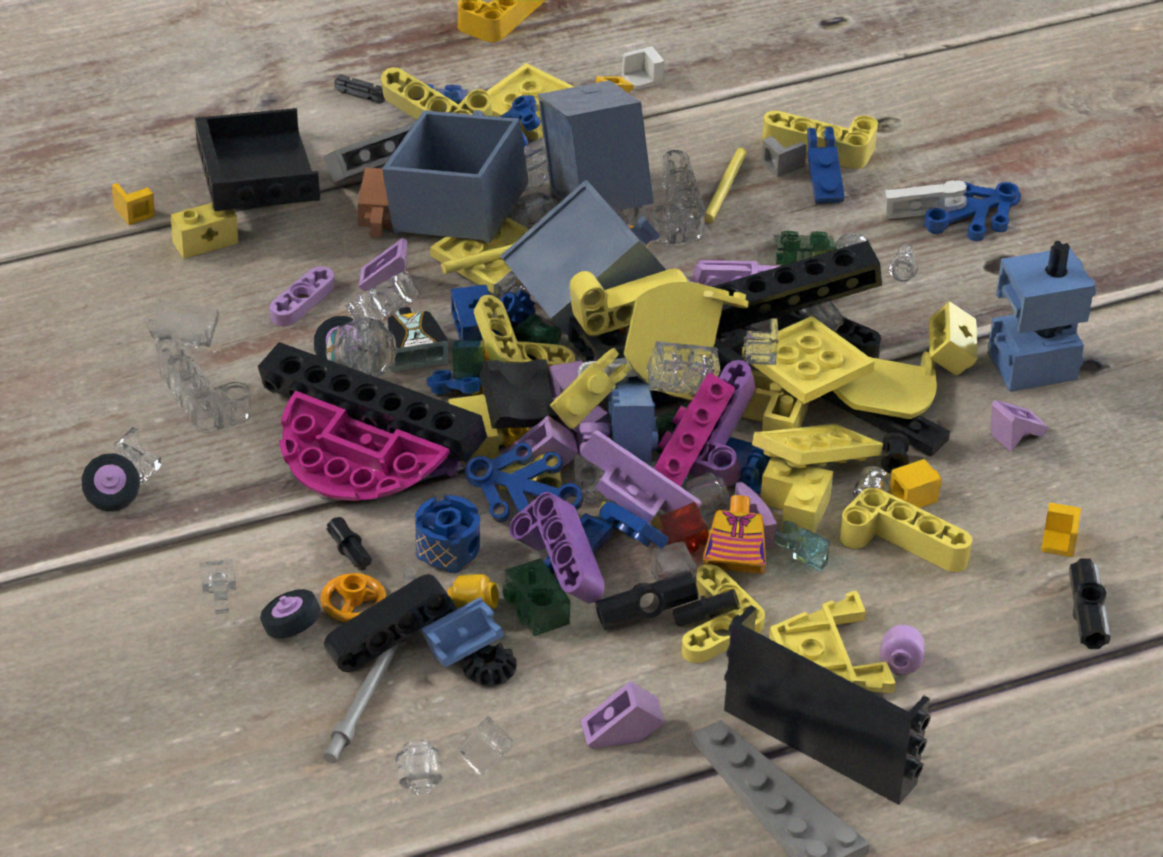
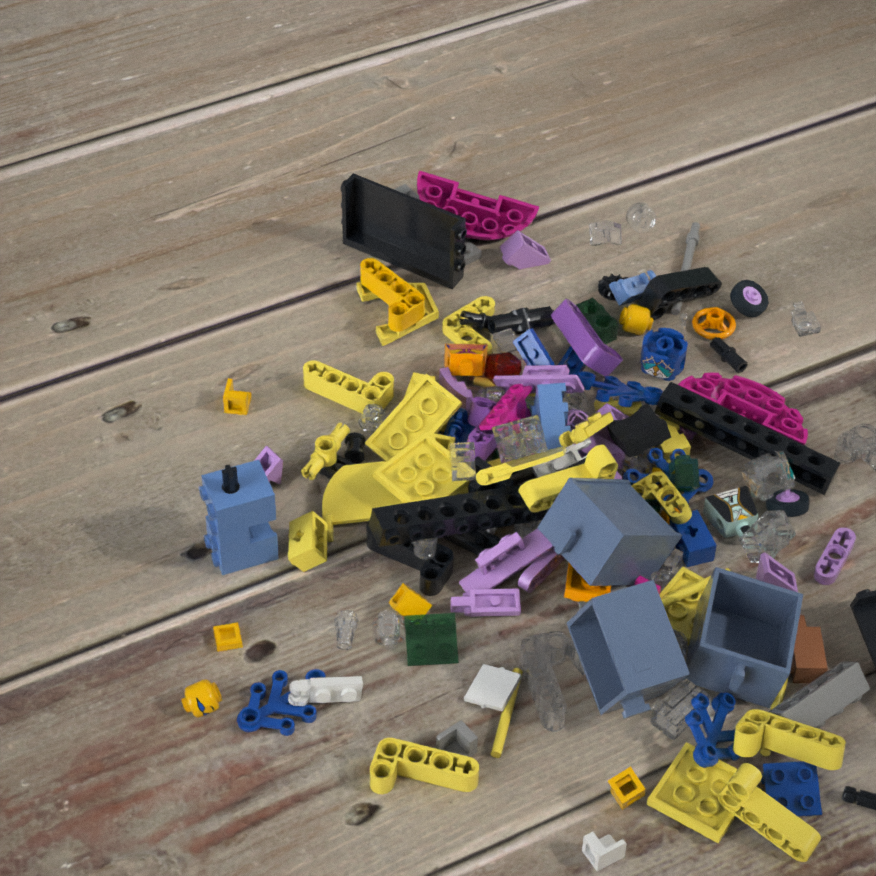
camera: 175 degrees right, 5 degrees up
(489, 68) = (767, 815): none -> light yellow beam
(700, 789) = (484, 215): none -> dark pink brick
(738, 202) = (492, 687): none -> white piece
(807, 546) = (412, 364): clear light blue plate -> none
(822, 622) = (404, 301): none -> yellow beam
(824, 168) = (417, 719): blue hinge -> none
(902, 649) = (351, 304): lavender head -> none
(916, 483) = (342, 414): yellow brick -> none
(935, 424) = (325, 451): none -> light yellow pin
(1061, 208) = (201, 698): none -> yellow head
(1089, 603) = (224, 344): black piece -> none

